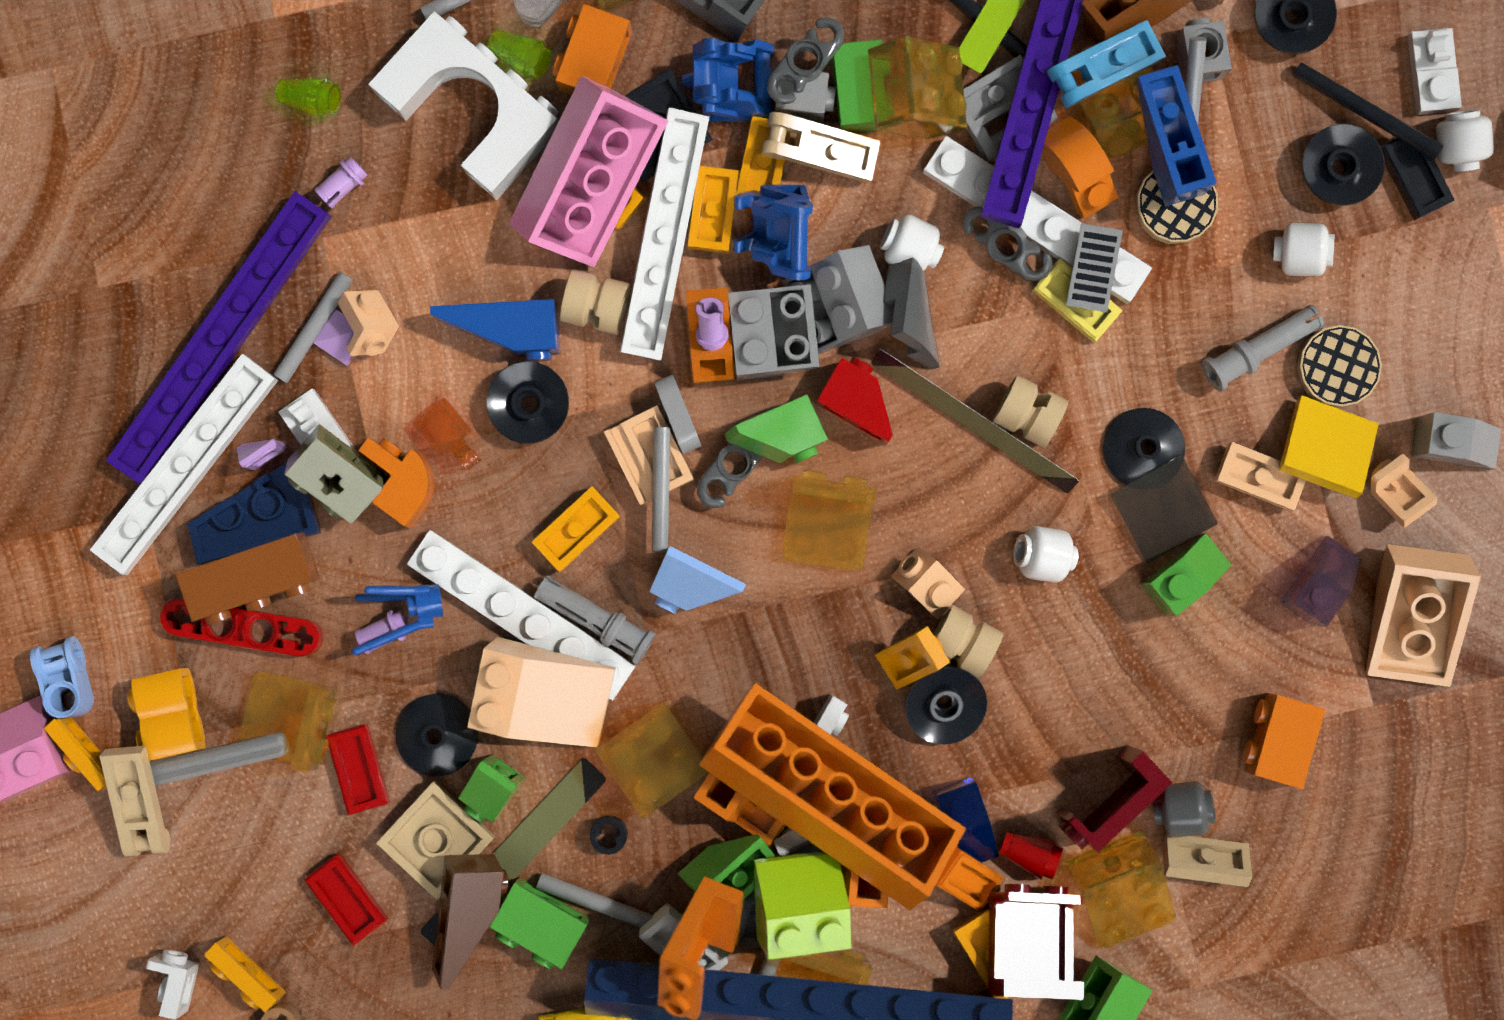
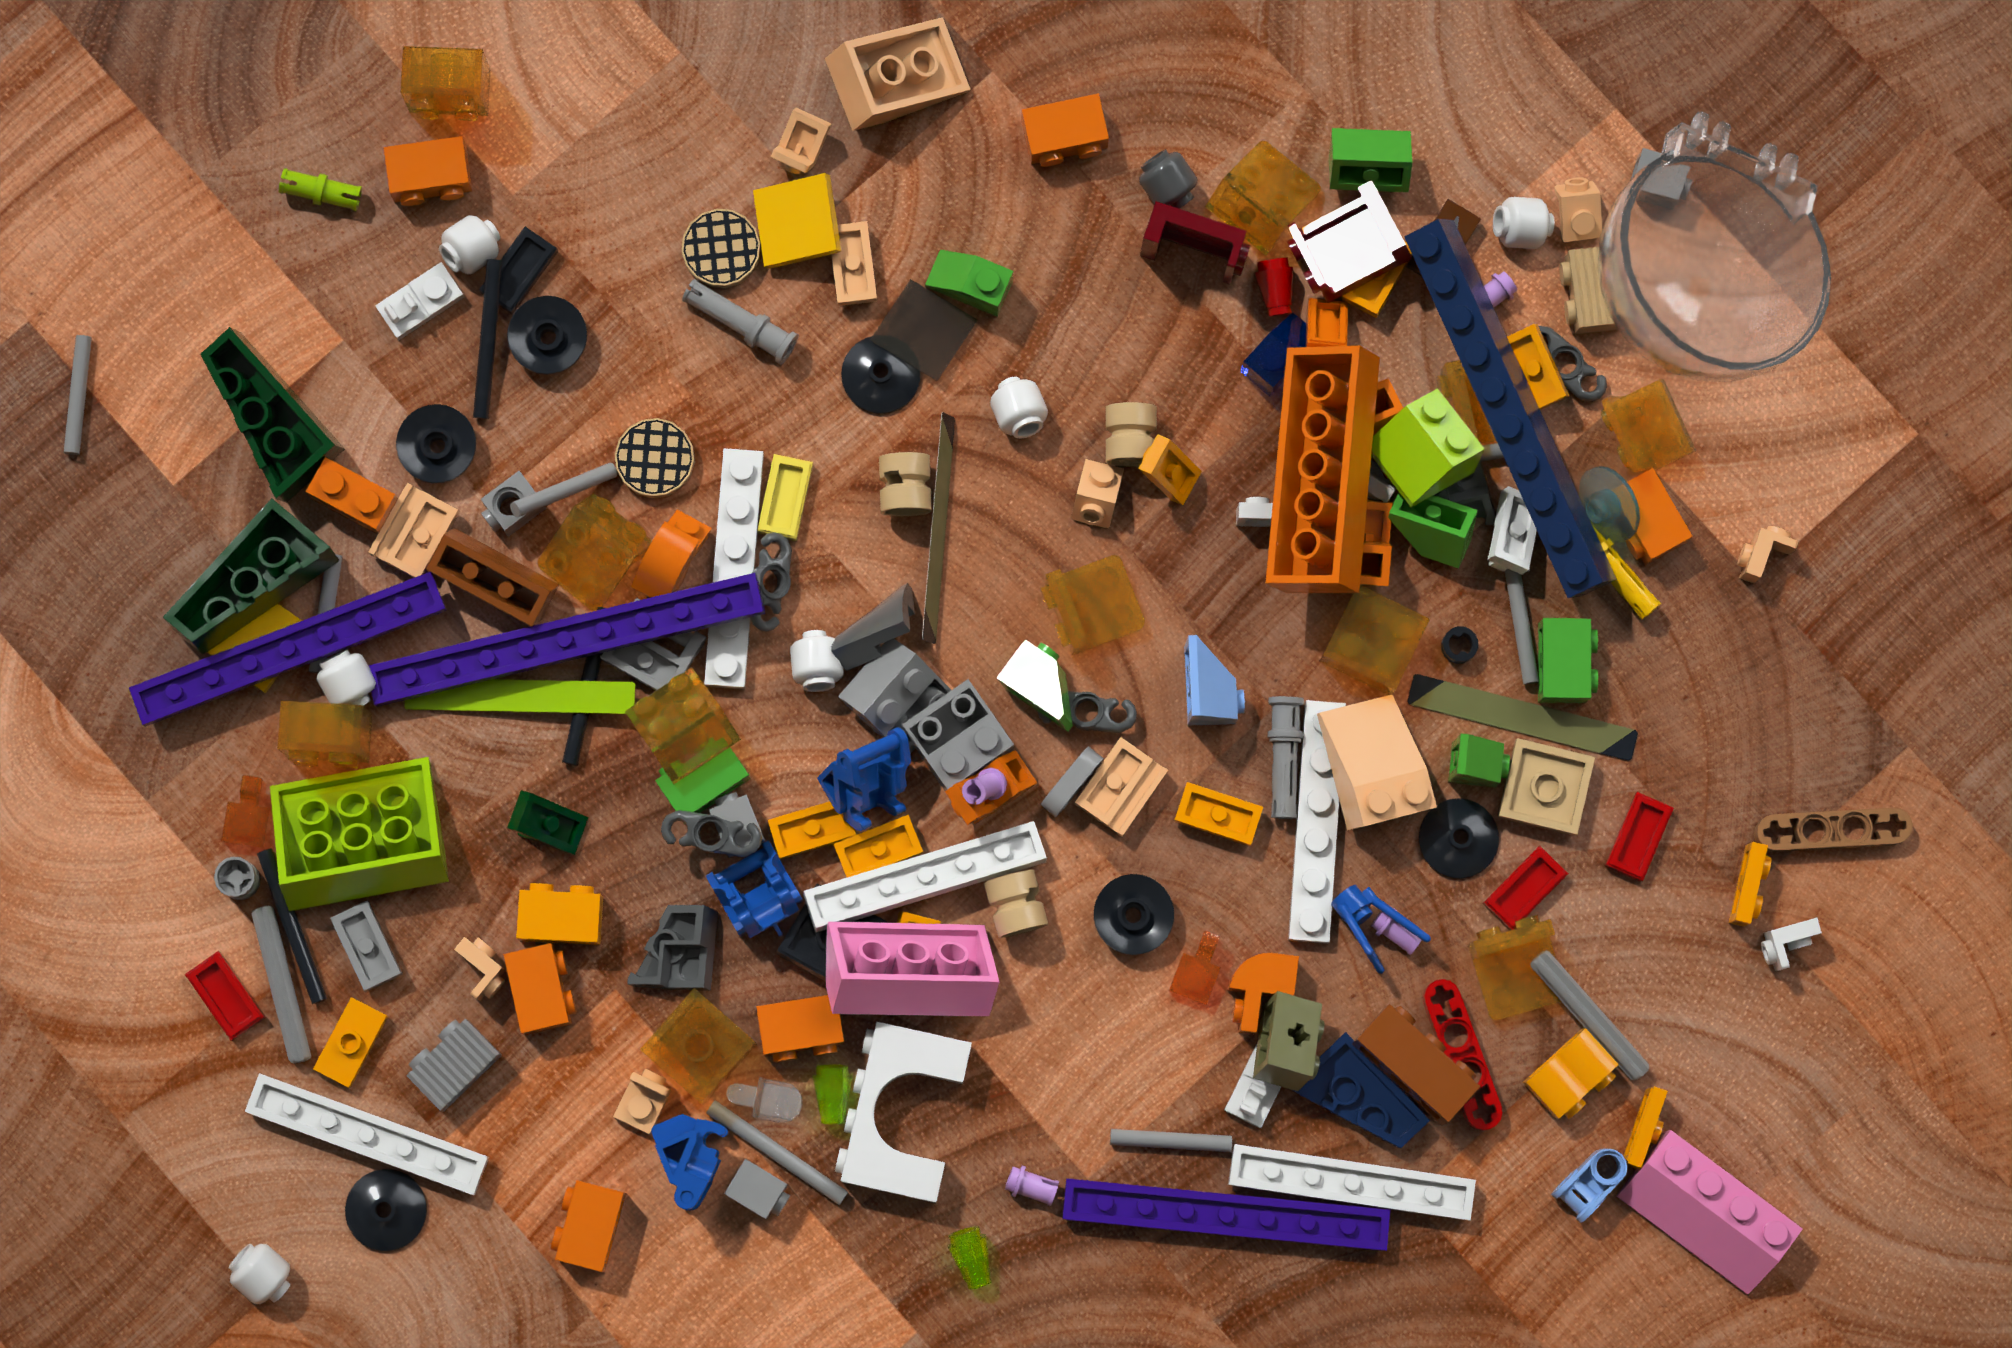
camera: 125 degrees left, 5 degrees down
(134, 800) = (1657, 1057): tan plate -> none
(256, 454) = (1307, 1125): lavender slope -> none
(336, 337) = (1165, 1110): lavender slope -> none
(369, 320) = (1139, 1089): light nougat bracket -> none
(466, 909) = (1590, 726): reddish brown slope -> none
(516, 326) = (1075, 962): blue slope -> none
(661, 477) = (1145, 758): light grey bar -> none
(709, 919) = (1481, 512): orange panel -> none
(821, 147) = (775, 782): plate -> none
(857, 399) = (974, 636): red slope -> none
(948, 721) = (1202, 412): black dish -> none
(1094, 267) = (753, 495): tile -> none
(1107, 63) = (574, 575): dark azure plate -> none
(1174, 137) = (608, 486): blue slope -> none
(1207, 860) = (1199, 139): tan plate -> none
(1304, 249) = (638, 328): white head -> none
(1323, 583) = (913, 165): slope -> none
(1456, 440) = (732, 117): light grey slope -> none

